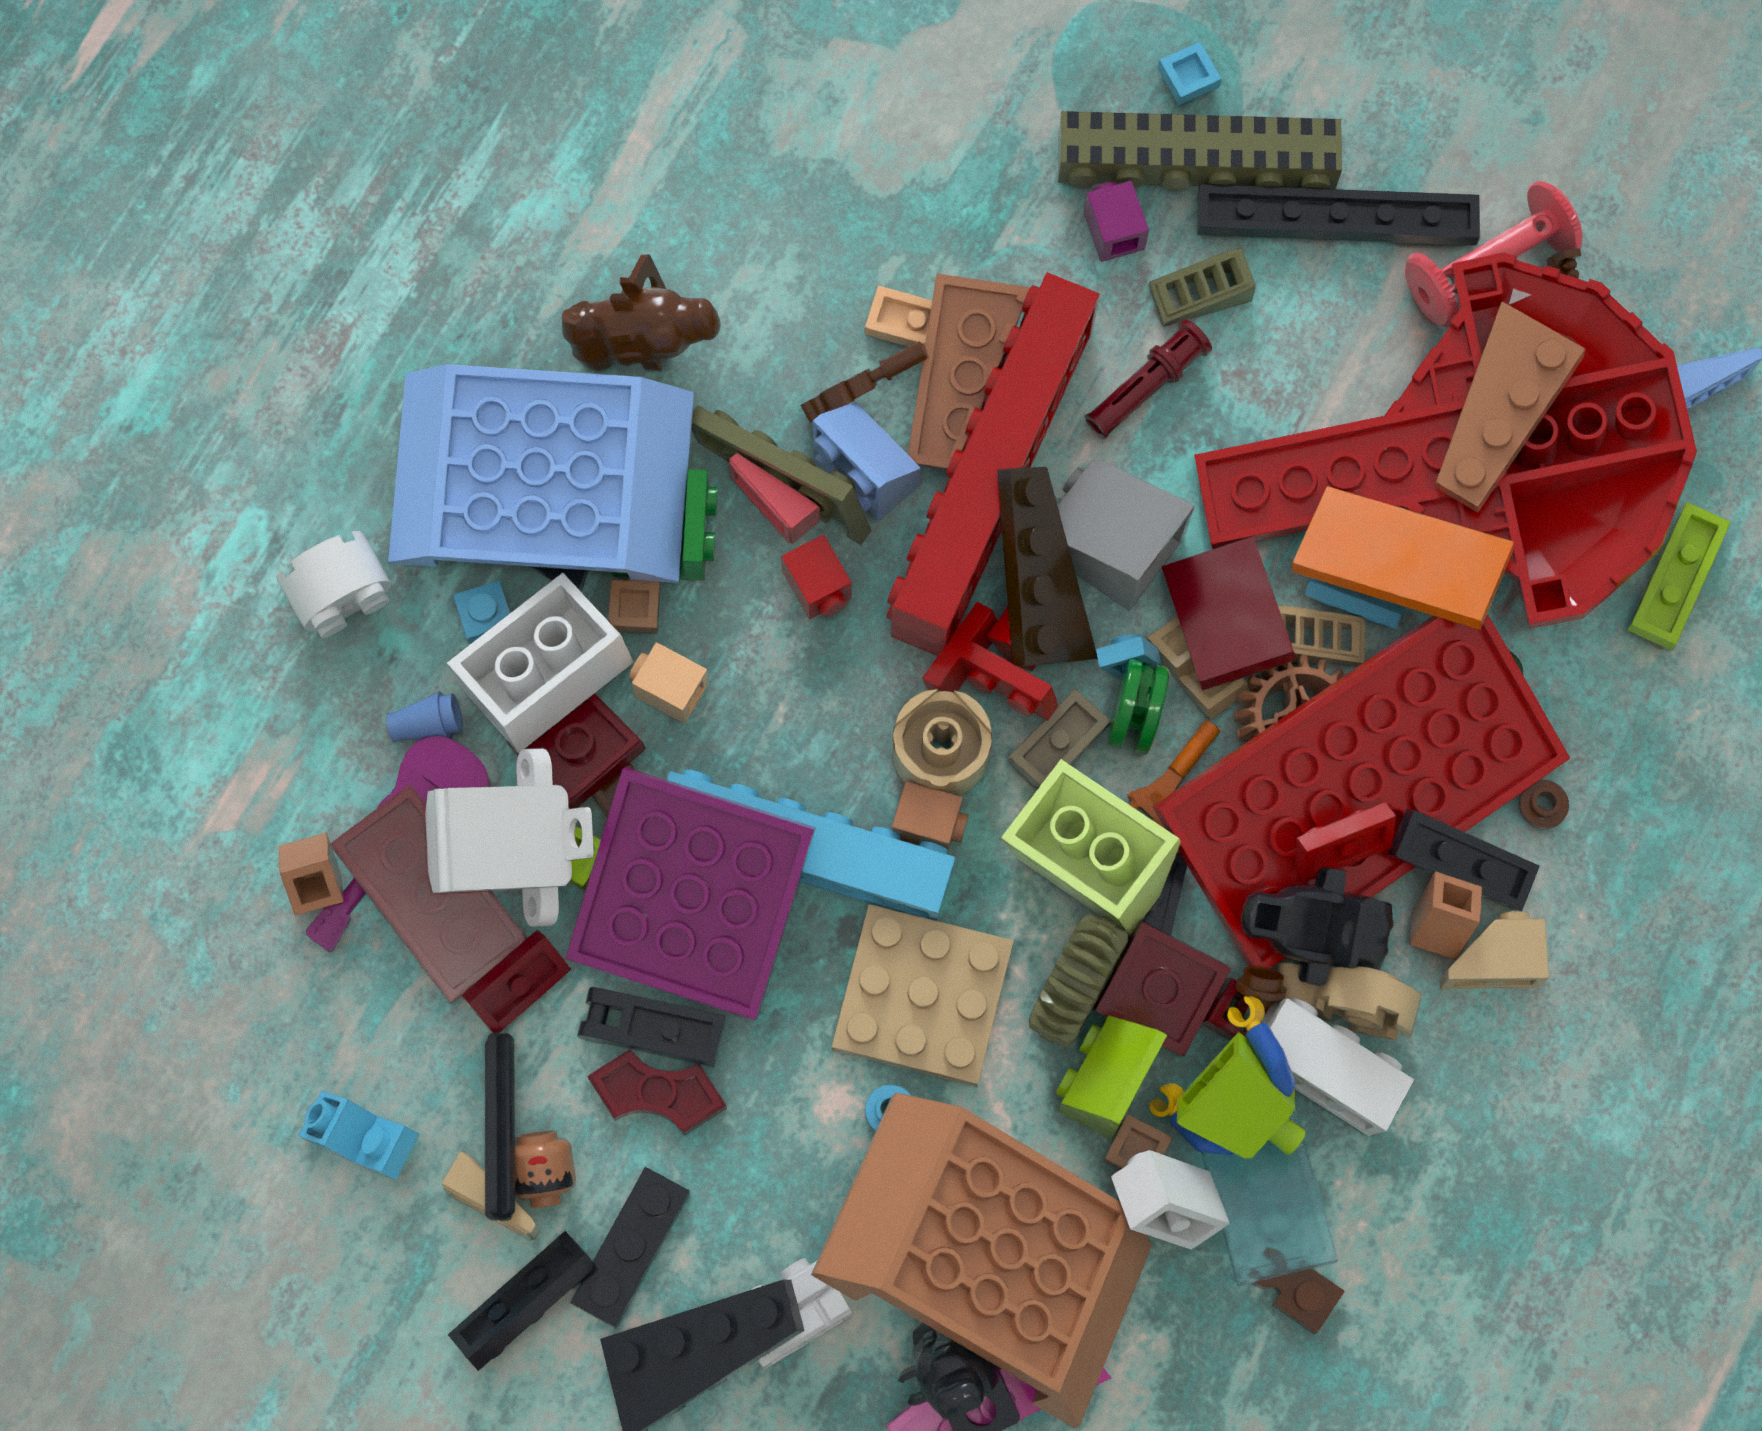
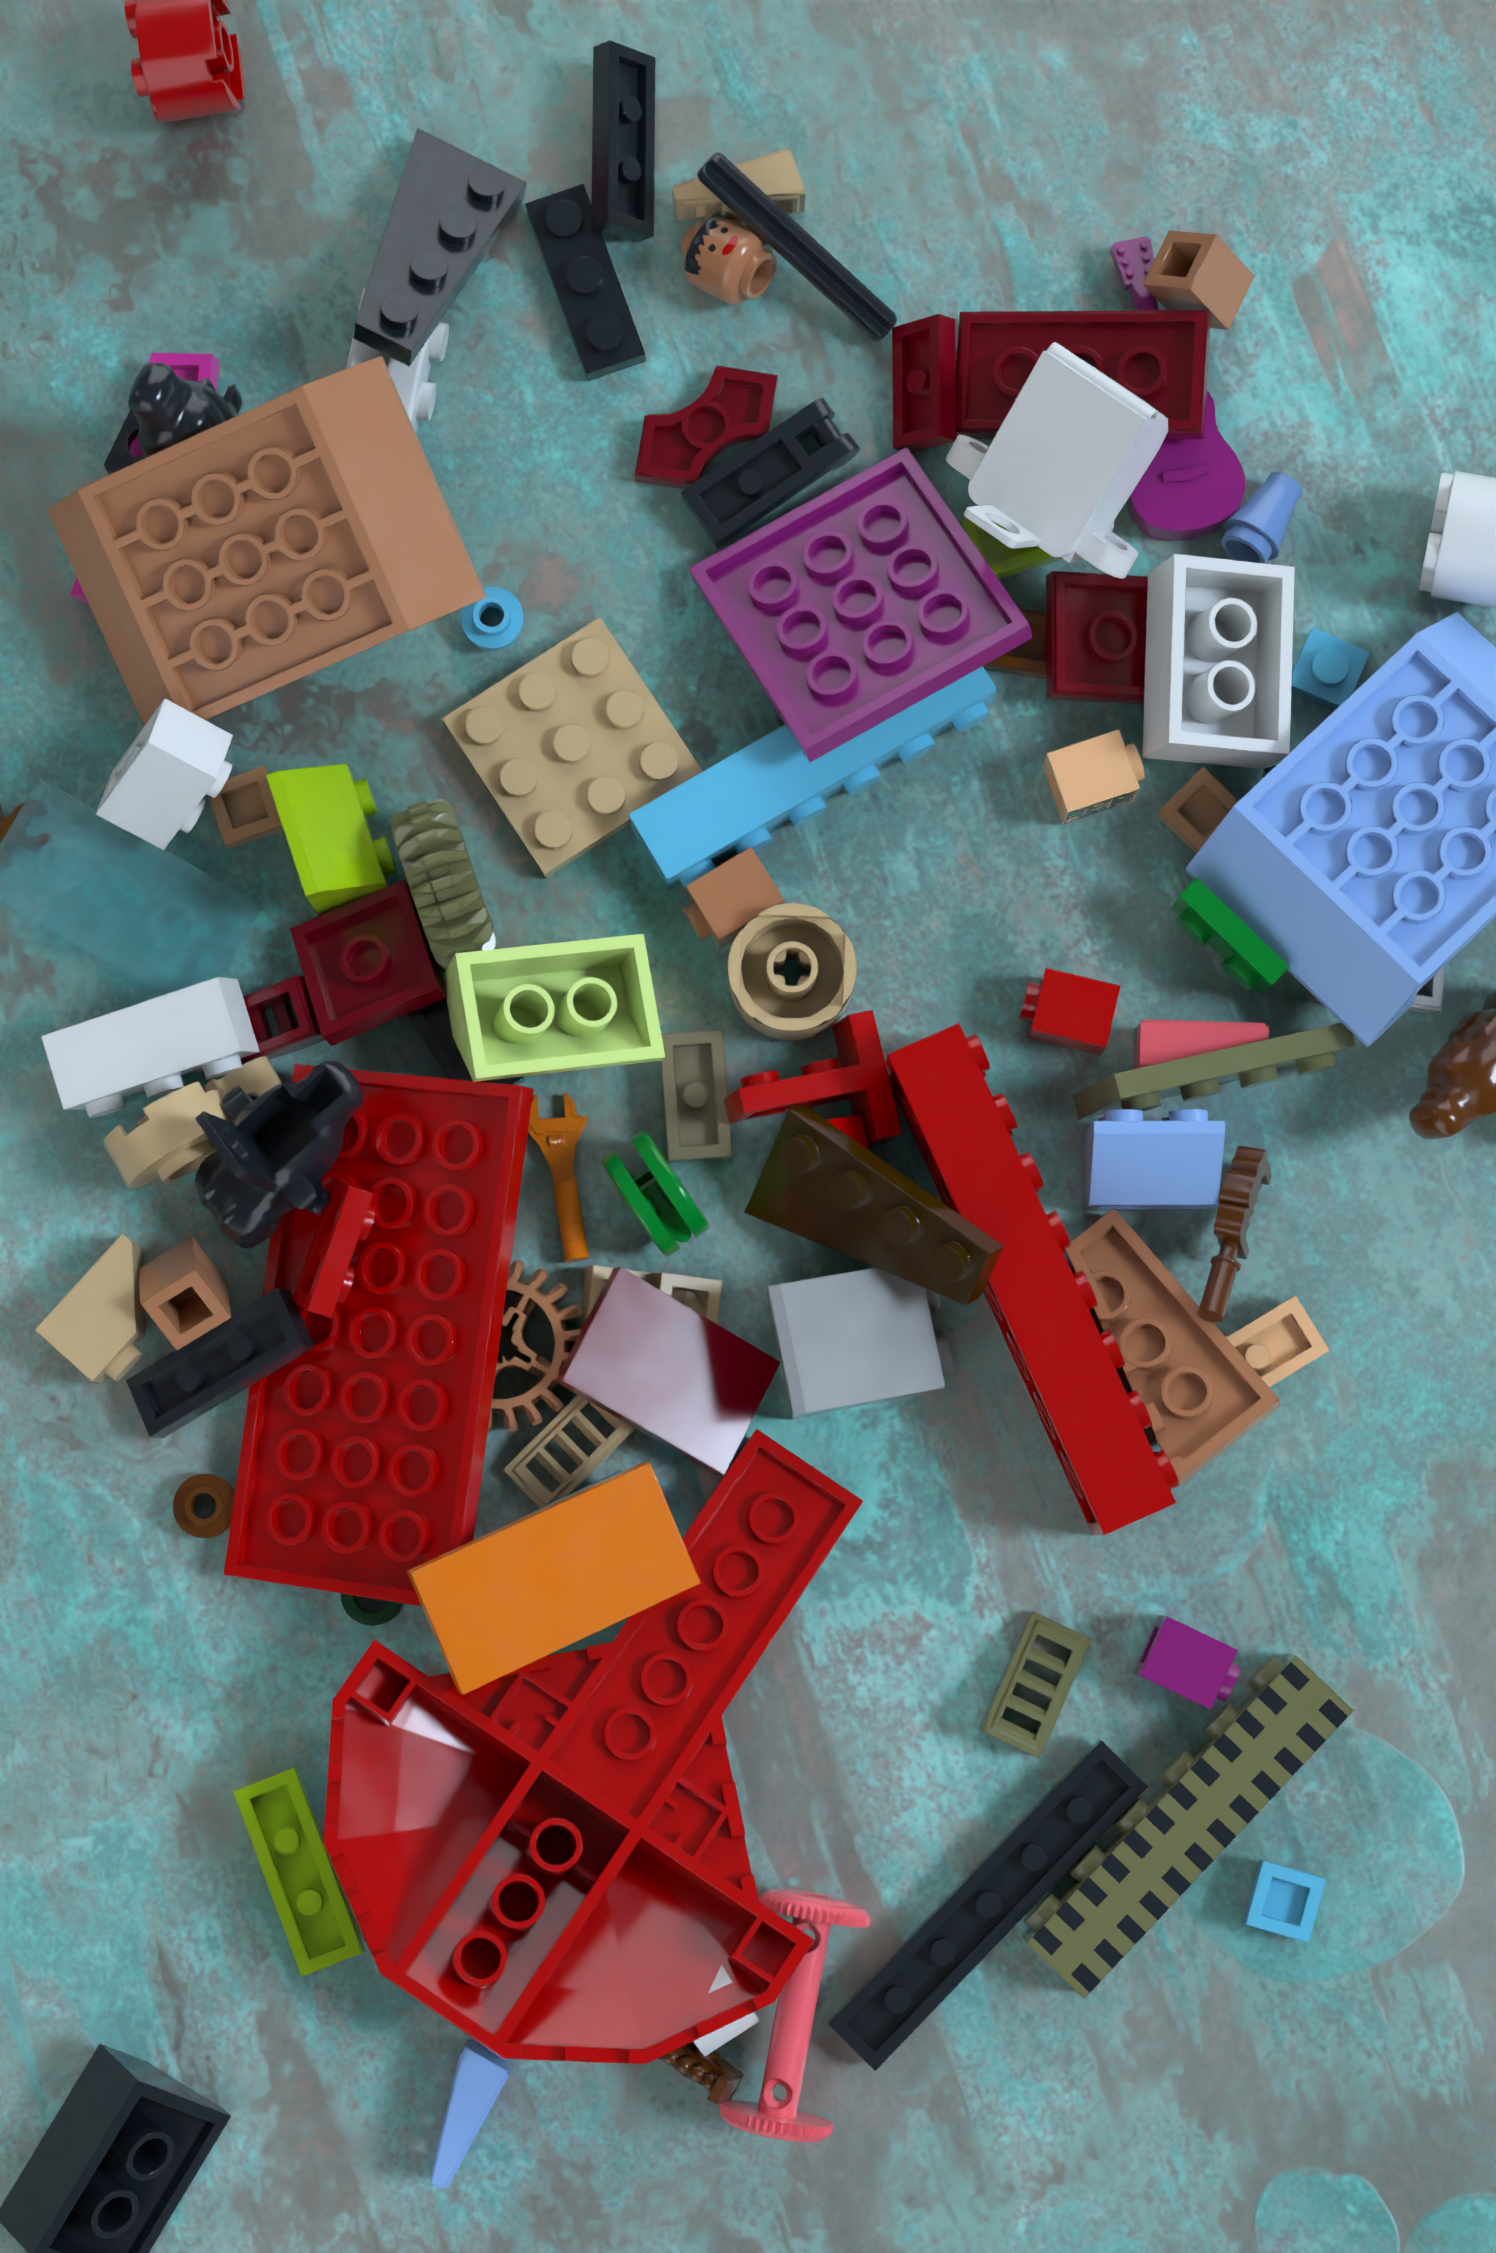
camera: 135 degrees right, 10 degrees up
(358, 1135) = (913, 130): medium azure slope -> none
(1125, 647) = (718, 1237): medium azure plate -> none
(1163, 365) = (985, 1566): dark red pin -> none
(1239, 1096) = (194, 923): lime torso -> none
(1262, 984) = (279, 1048): reddish brown plate -> none
(1509, 396) = (617, 1850): nougat wing -> none

